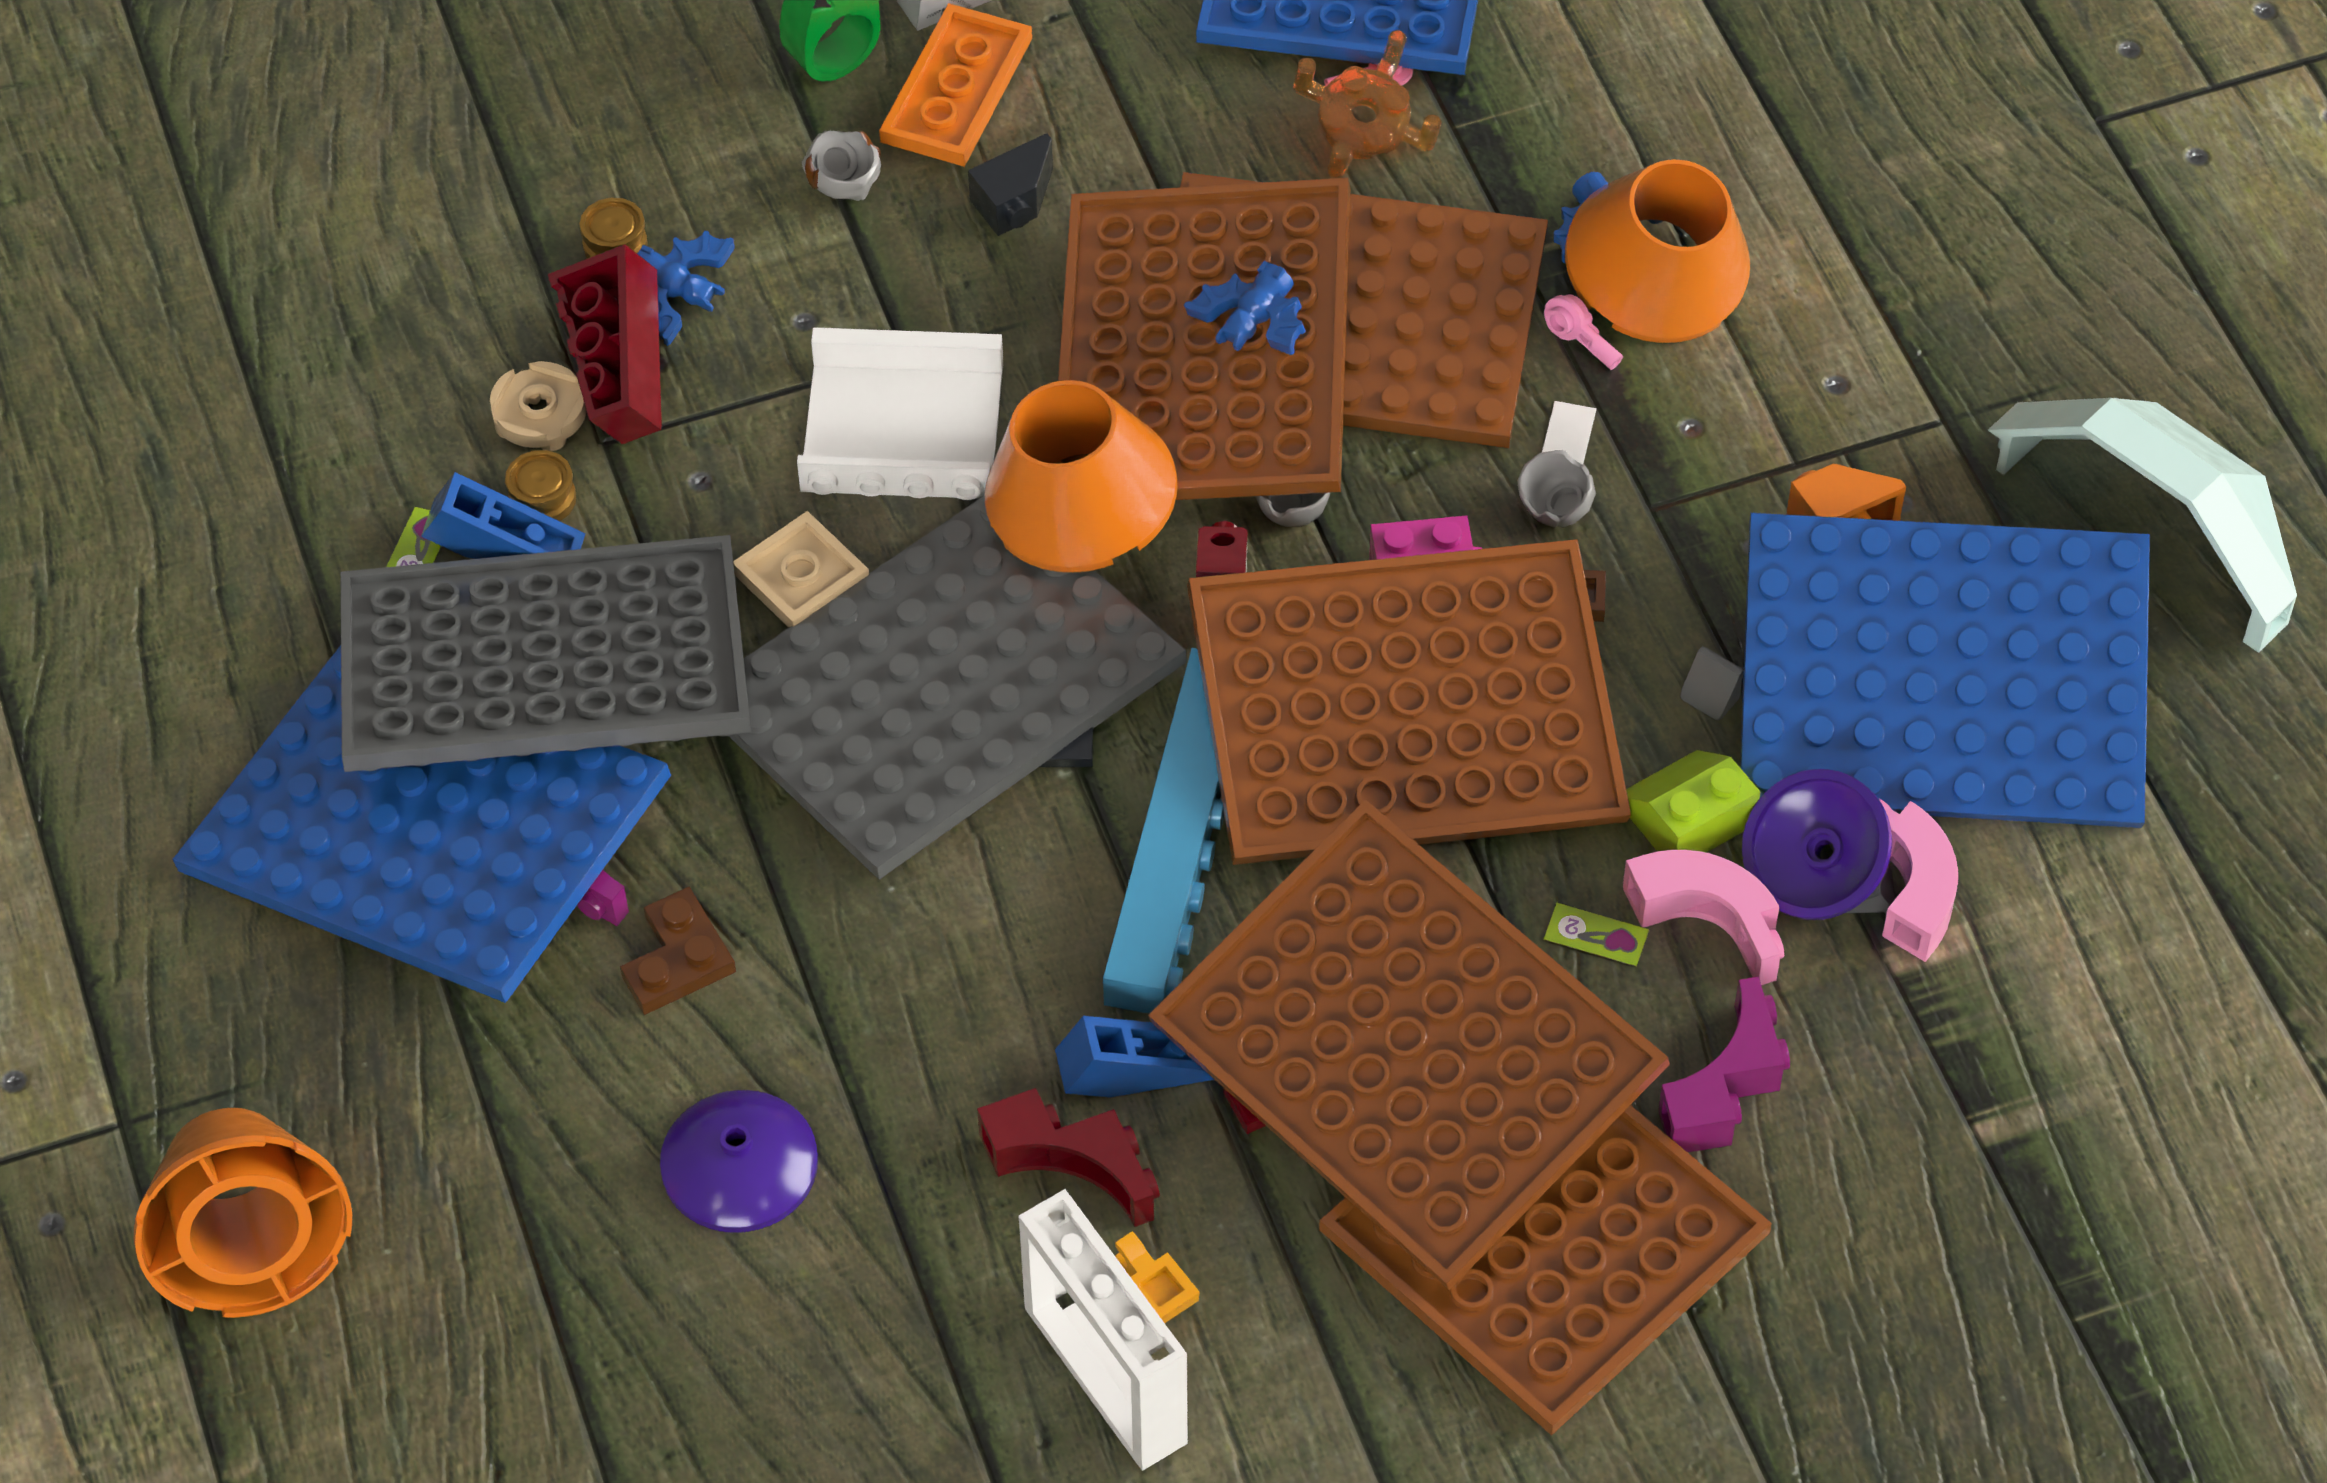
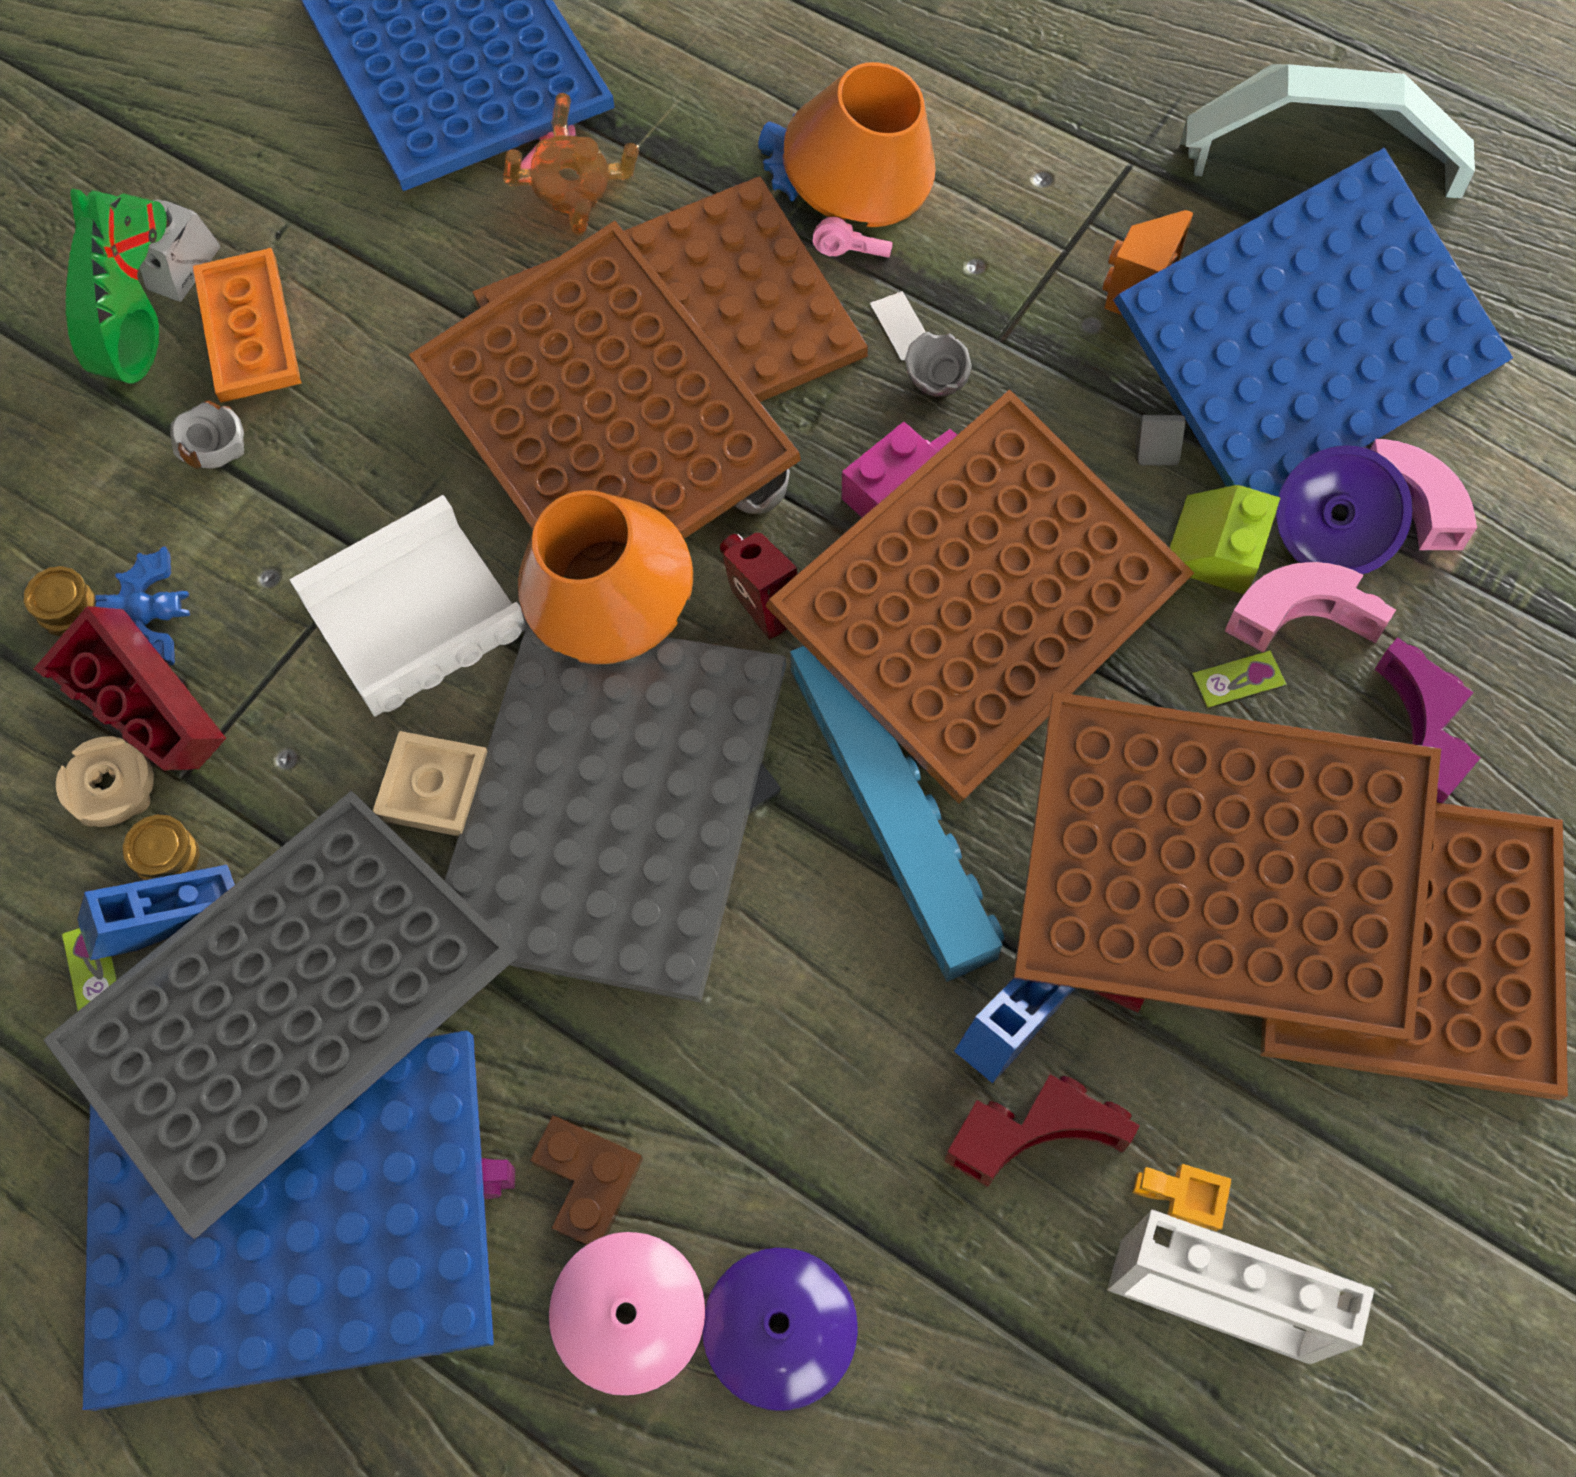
camera: 35 degrees left, 10 degrees up
(634, 1093) = (667, 1322): none -> bright pink dish
(1012, 185) = (351, 377): black slope -> none
(1256, 304) = (629, 353): blue animal -> none

